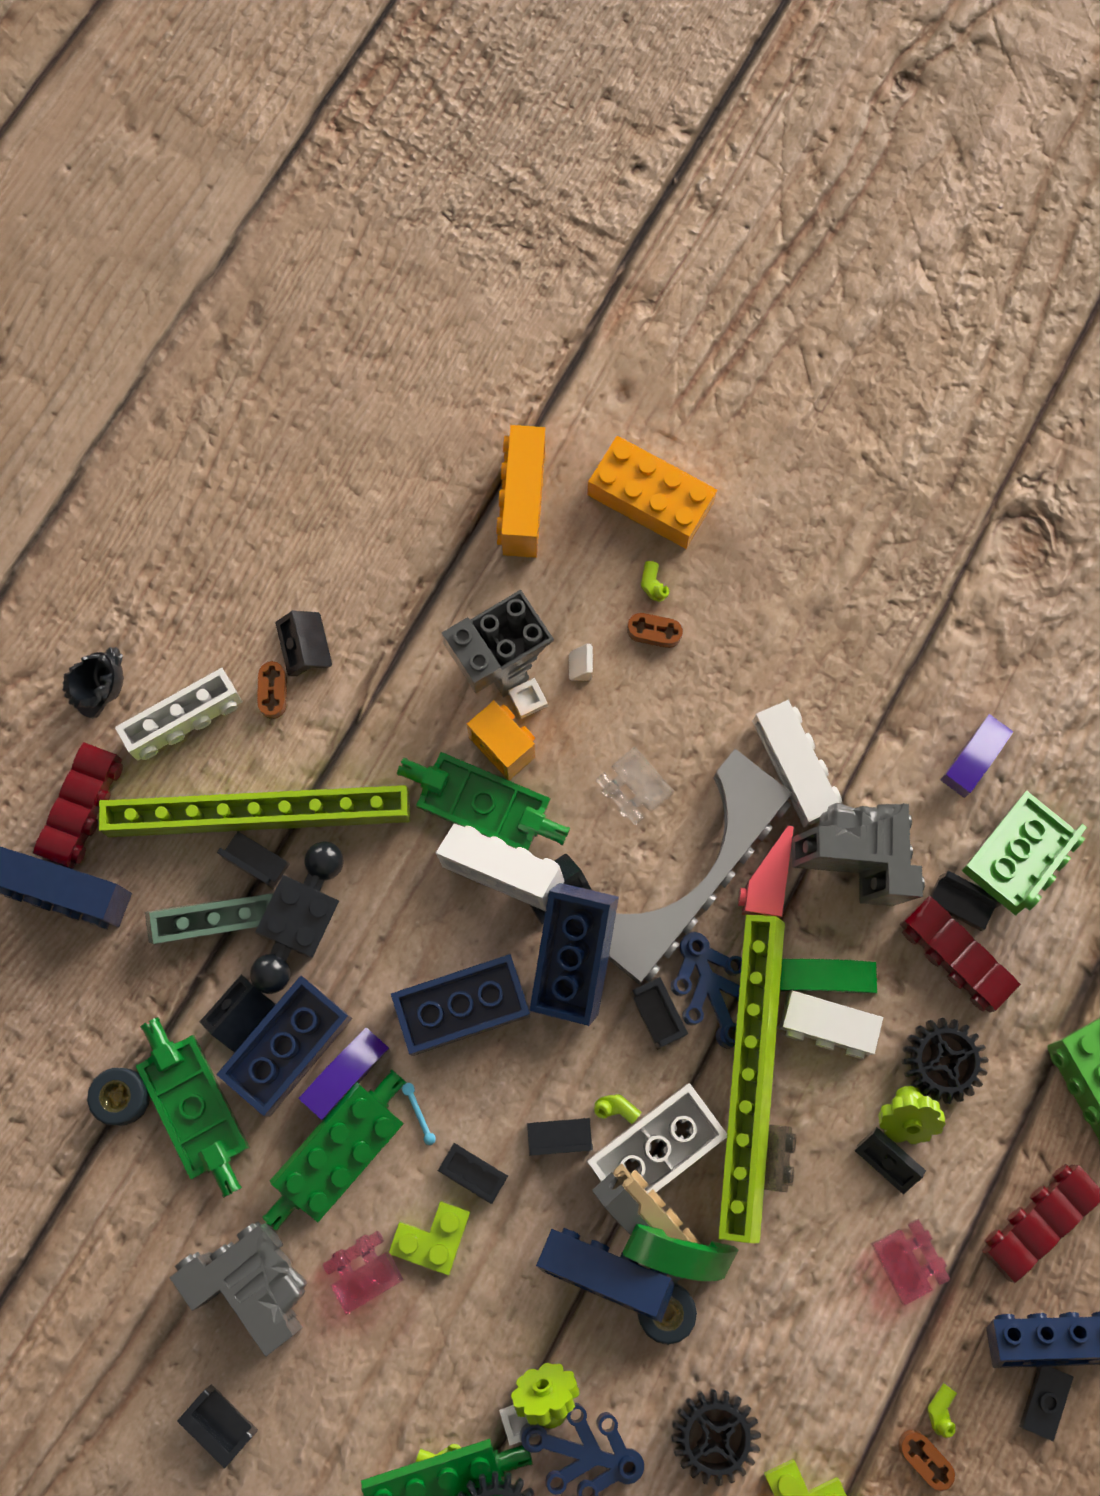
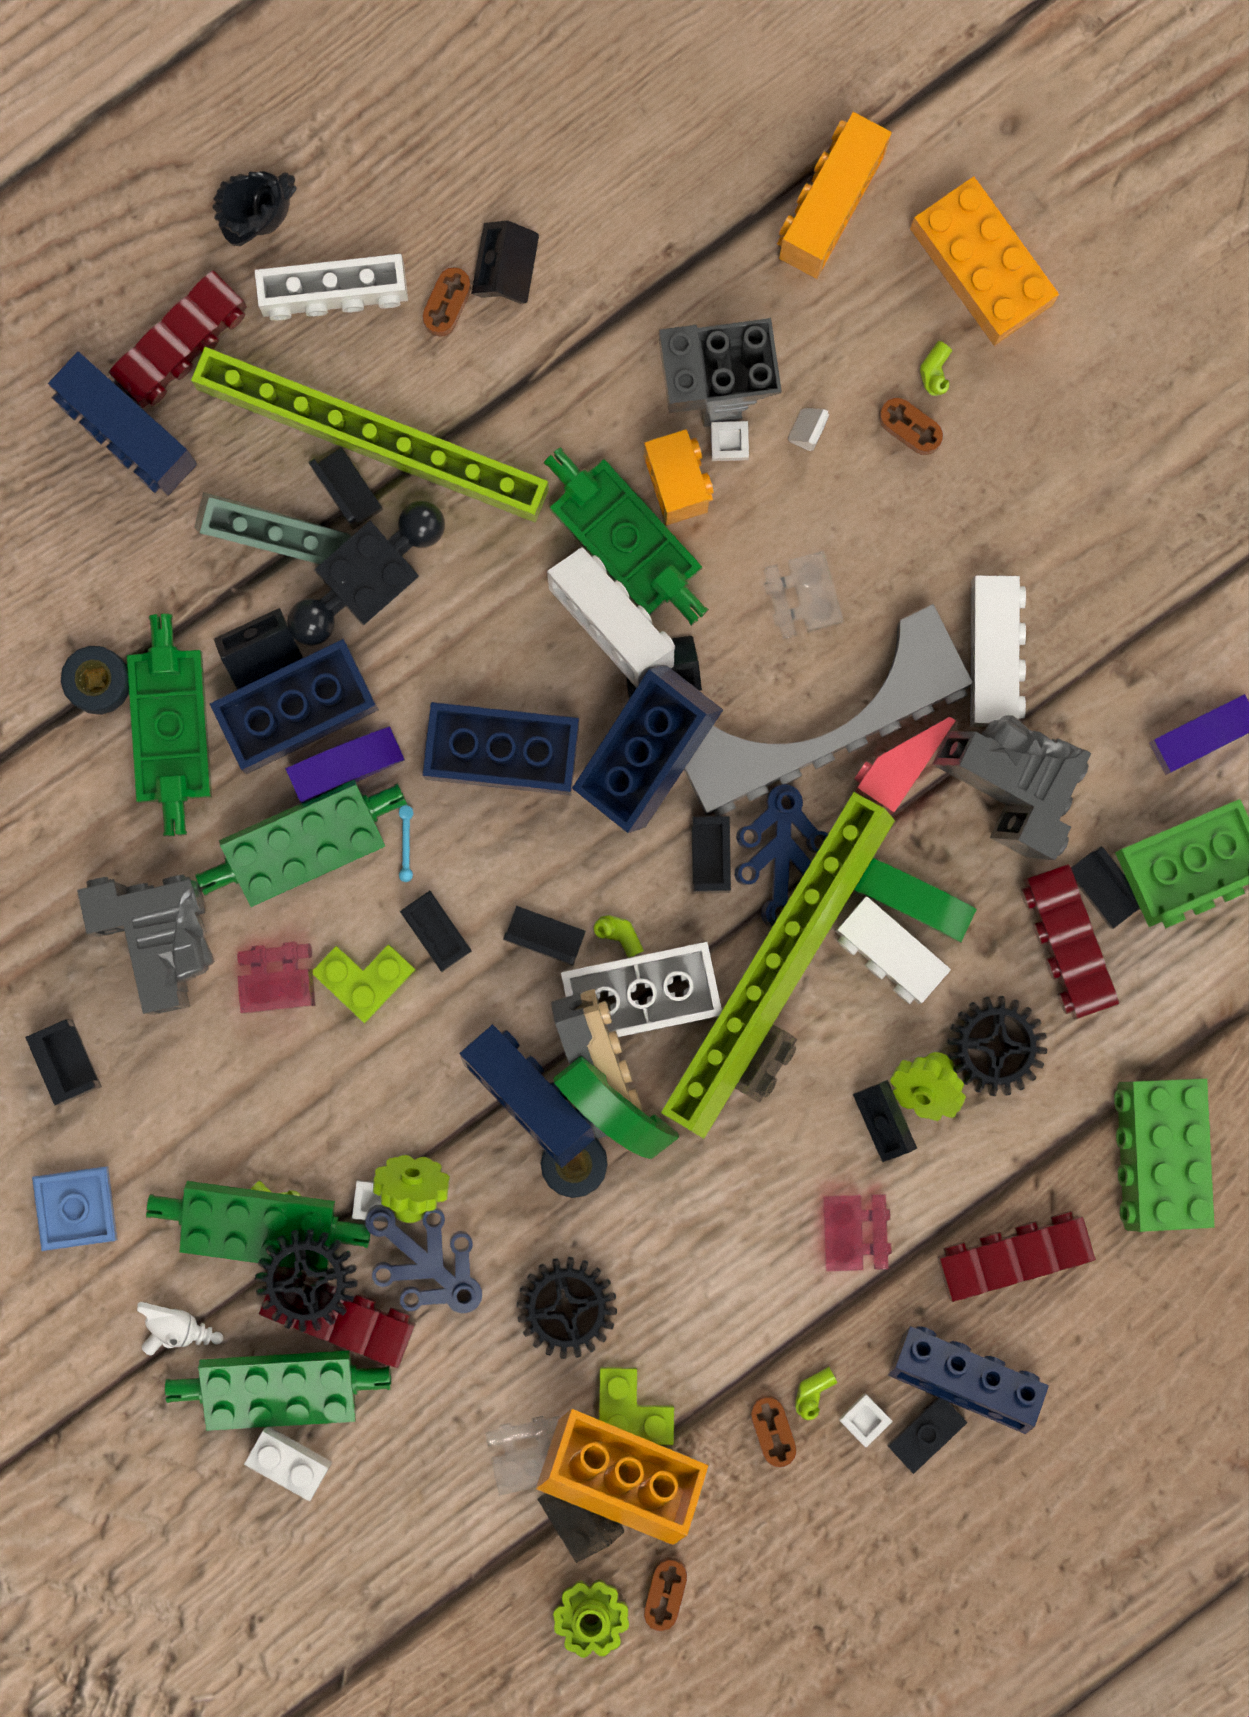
camera: 25 degrees right, 10 degrees up
(994, 1414) = (865, 1420): none -> white plate

